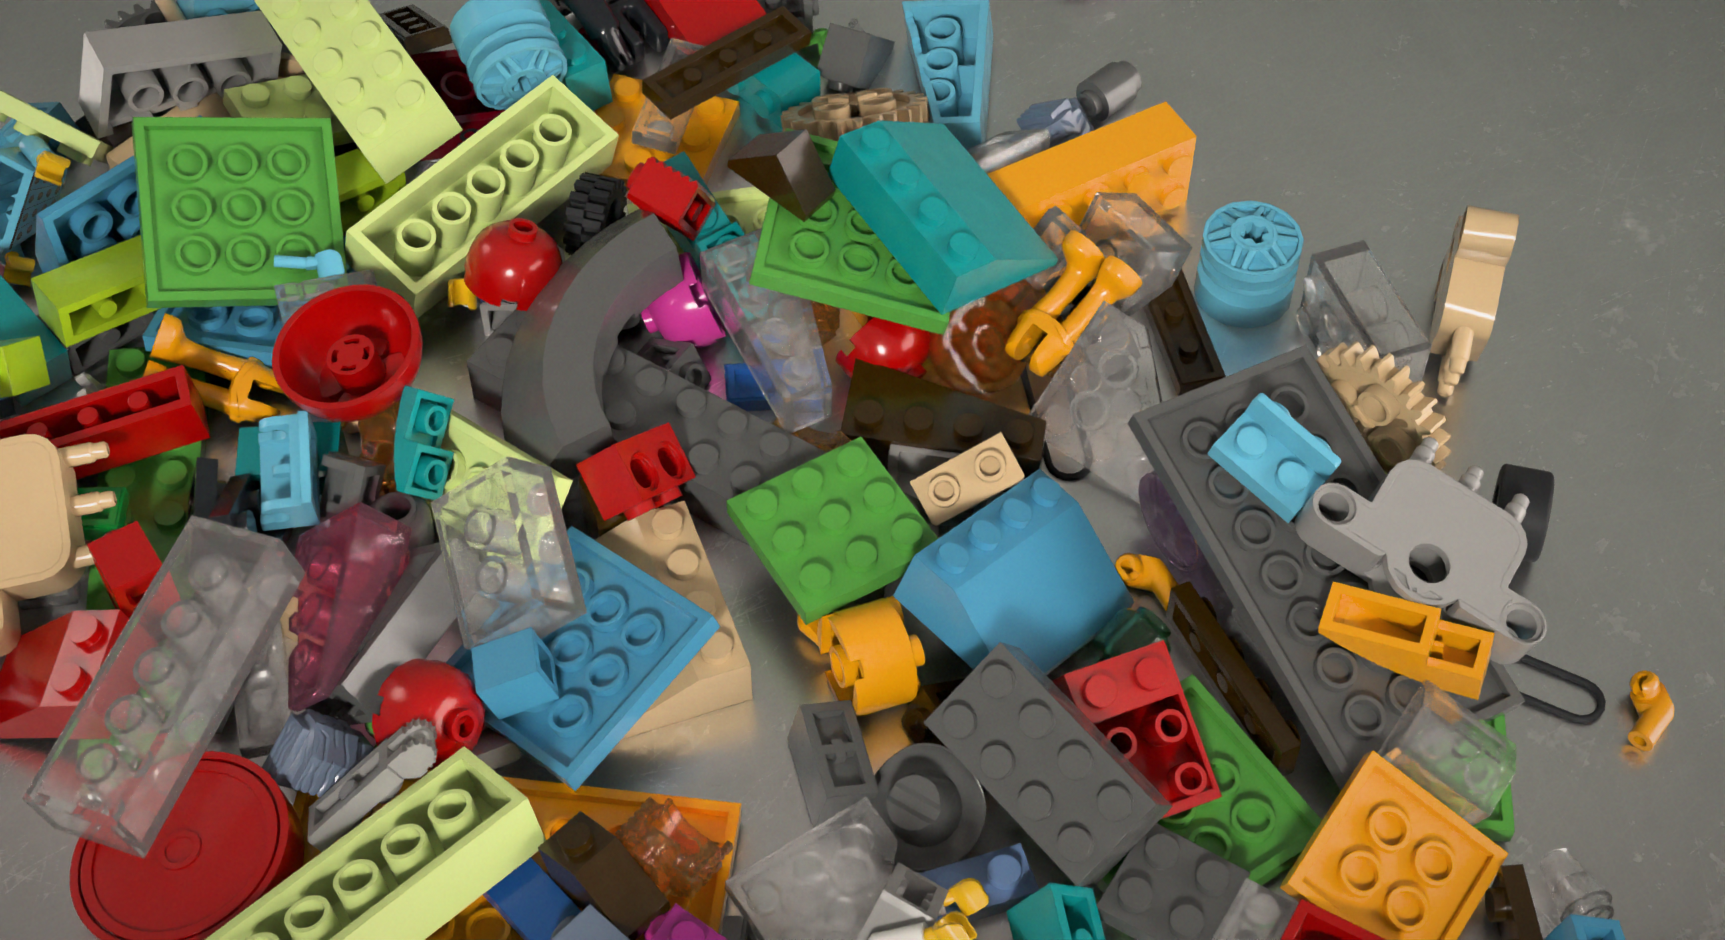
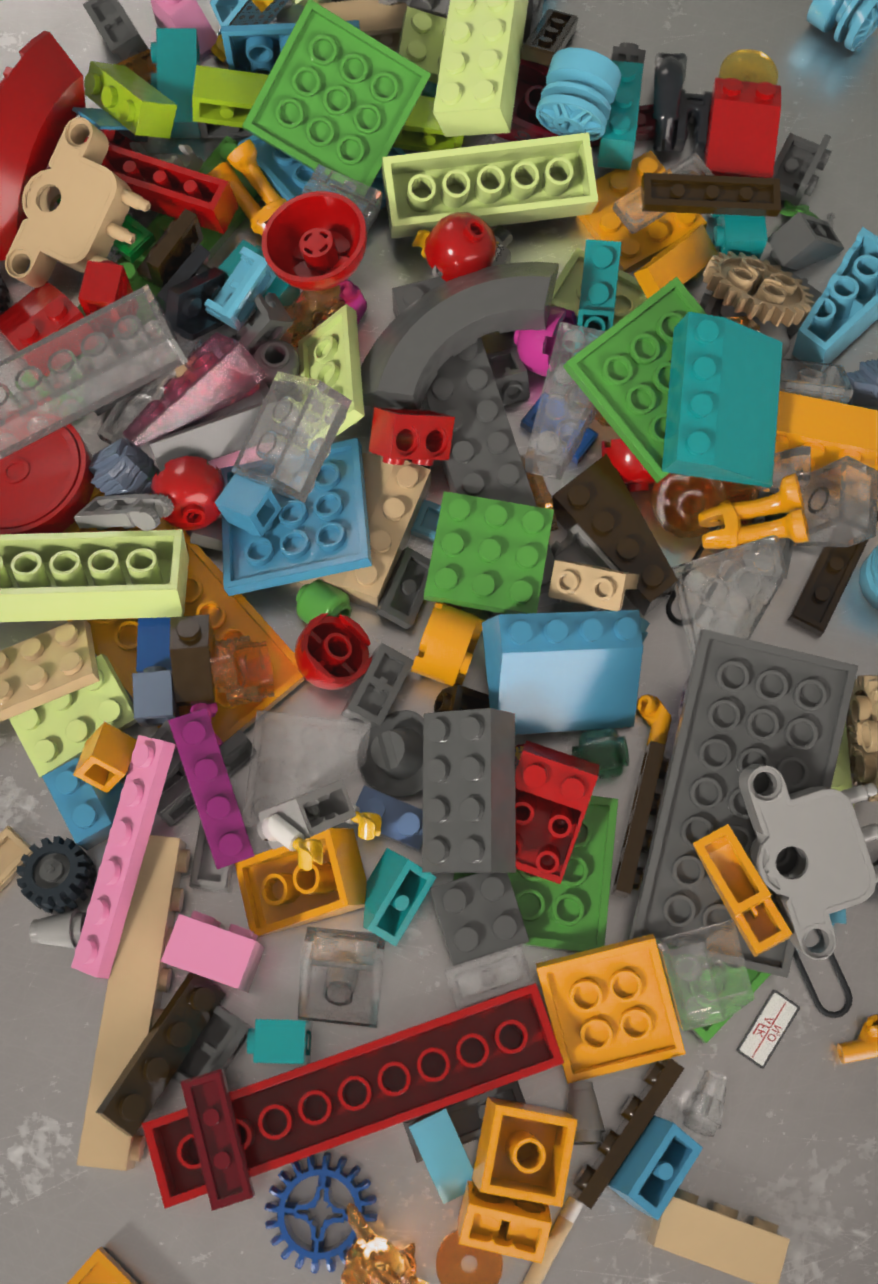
camera: 40 degrees right, 20 degrees up
(160, 488) = (171, 249): none -> dark brown bracket
(326, 262) = (361, 171): medium azure hand -> none
(418, 457) = (312, 329): teal slope -> none
(592, 208) = (548, 240): black tyre -> none
(670, 196) = (576, 271): red brick -> none
(690, 729) = (321, 598): none -> bright green head
(733, 564) = (426, 521): none -> medium azure tile
(740, 130) = (679, 260): none -> light orange slope
(752, 759) = (332, 652): none -> red cylinder
(768, 644) = (405, 589): none -> dark grey plate
(786, 171) = (643, 308): dark brown slope -> none
(1275, 456) = (763, 723): medium azure bracket -> none
(1553, 779) = (768, 1029): none -> clear sticker

